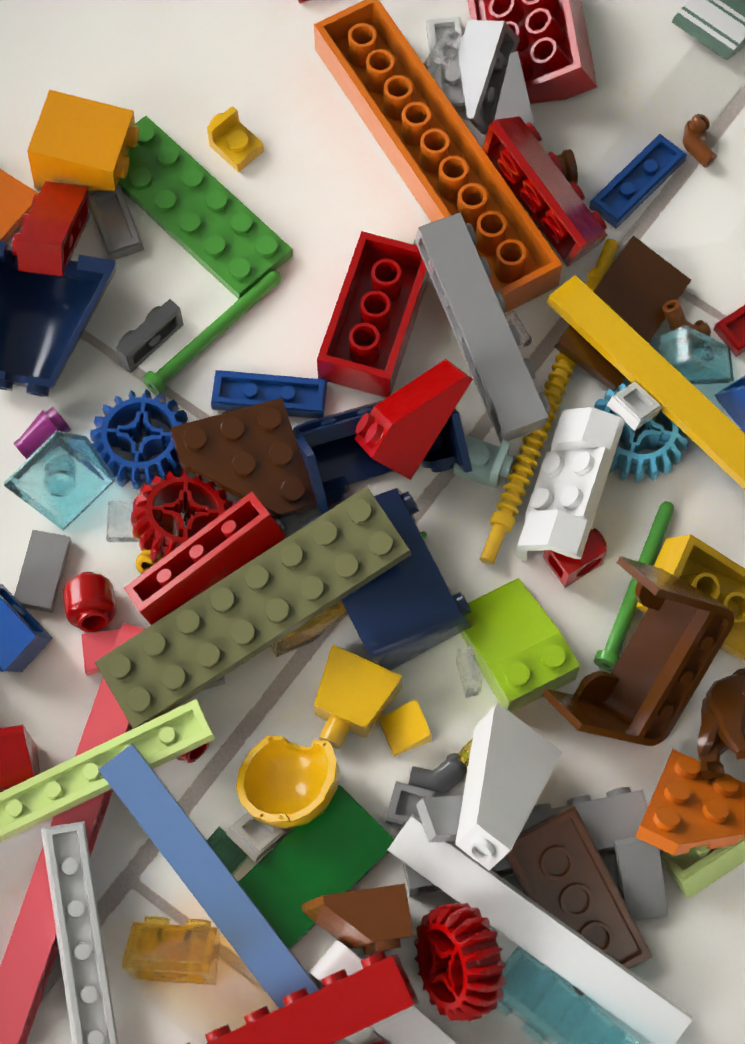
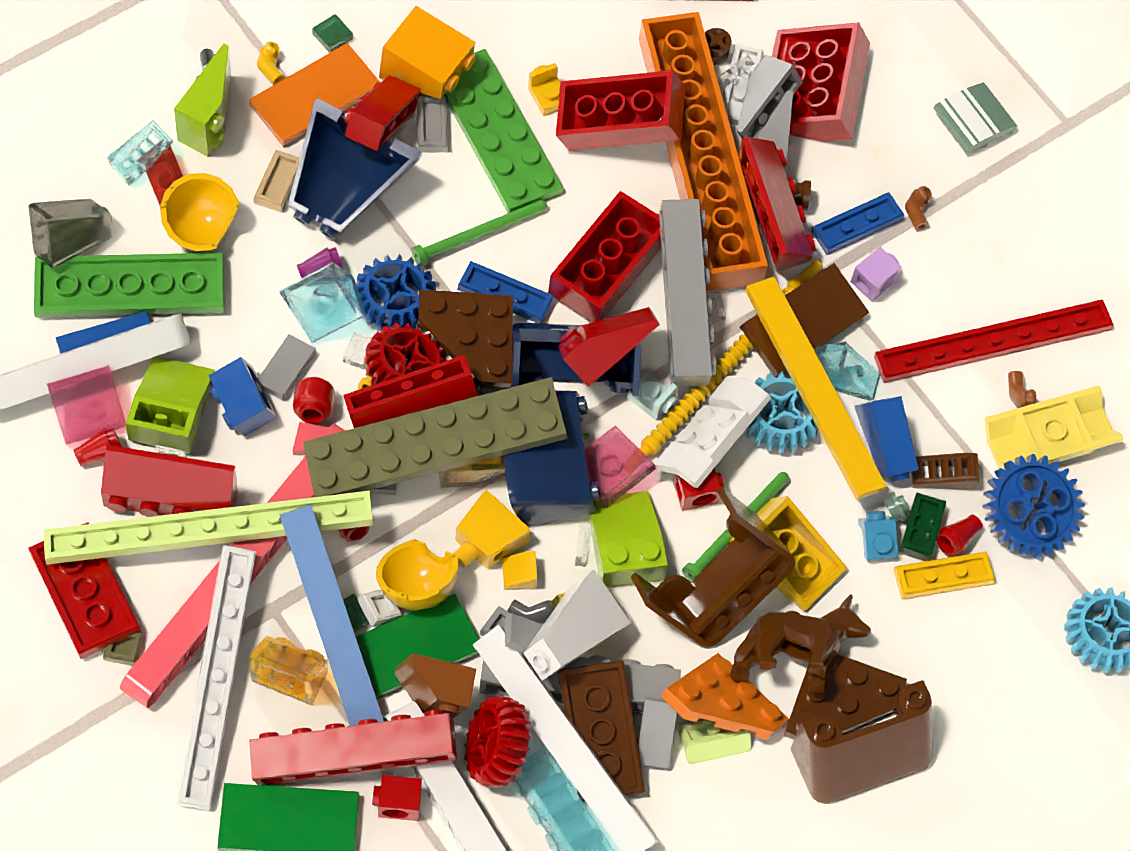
camera: 10 degrees right, 5 degrees down
(157, 328) = (421, 221): dark grey plate -> none
(328, 137) = (620, 110): none -> red brick
(409, 19) = (718, 38): none -> reddish brown wheel
(473, 560) = (616, 465): none -> clear pink tile
(634, 406) = (782, 389): white tile -> none
(676, 318) = (844, 334): dark orange arm -> none
(682, 232) = (876, 273): none -> lavender brick

